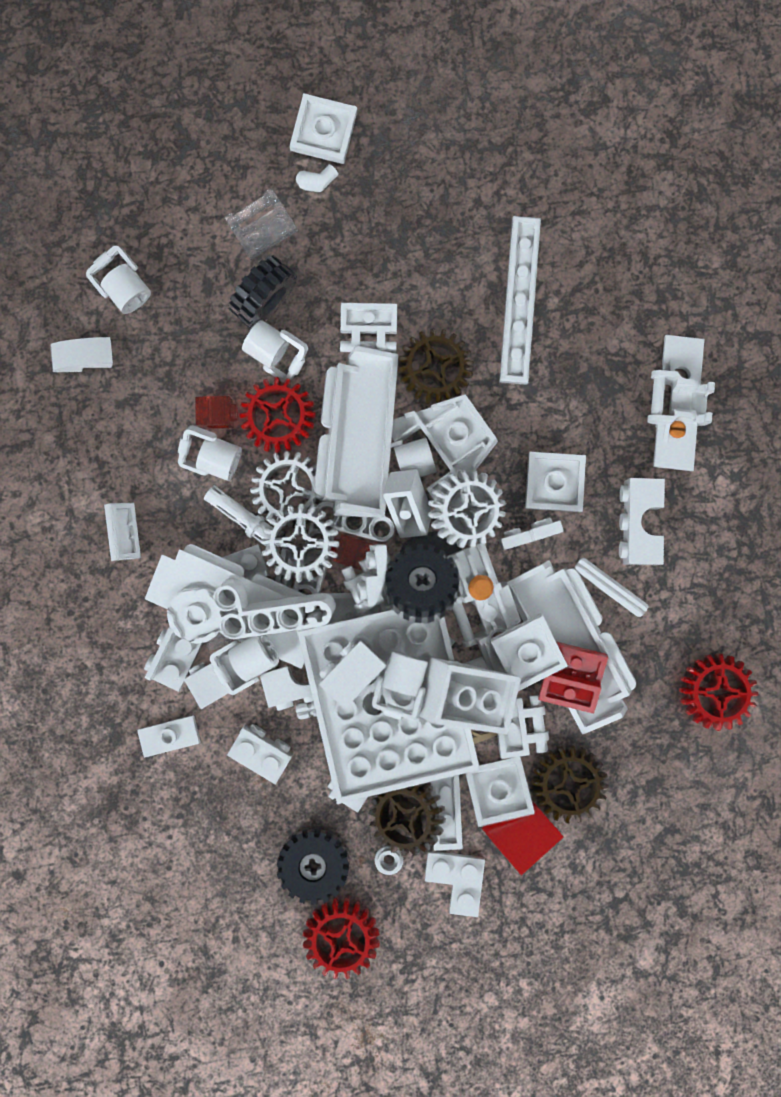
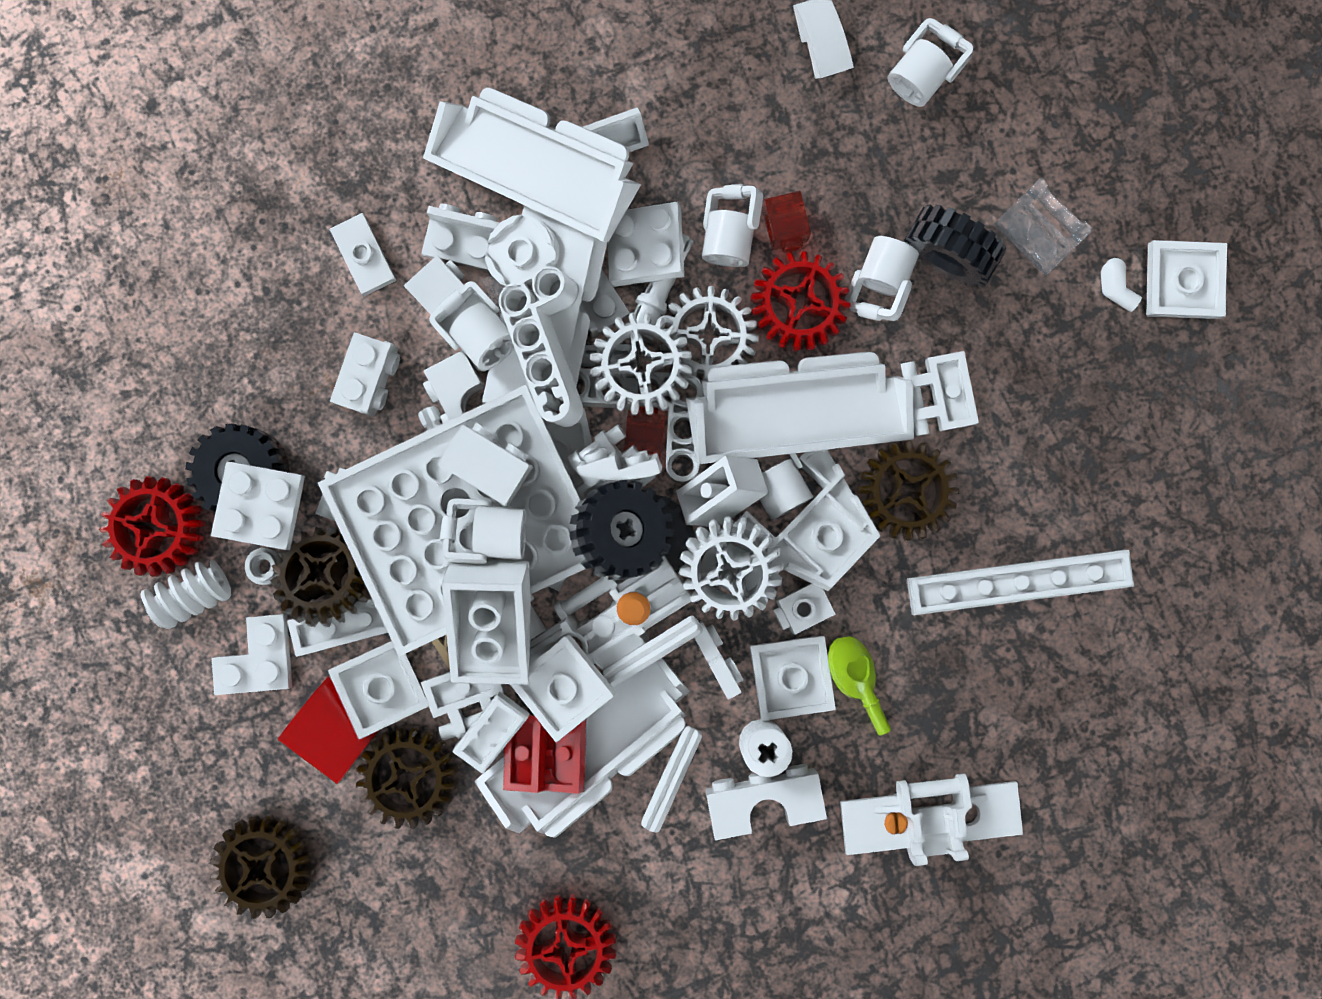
camera: 75 degrees right, 0 degrees up
(139, 578) = (516, 153): none -> white slope
(209, 520) = (647, 245): none -> white plate
(344, 853) = (258, 505): none -> white plate
(399, 921) = (187, 596): none -> white piece
(506, 462) = (803, 608): none -> white brick
(514, 580) = (652, 651): none -> white axle
(549, 713) = (491, 732): none -> white plate
(564, 435) = (856, 677): none -> lime piece
(603, 913) = (250, 857): none -> dark brown gear
(614, 515) = (761, 761): none -> white piece

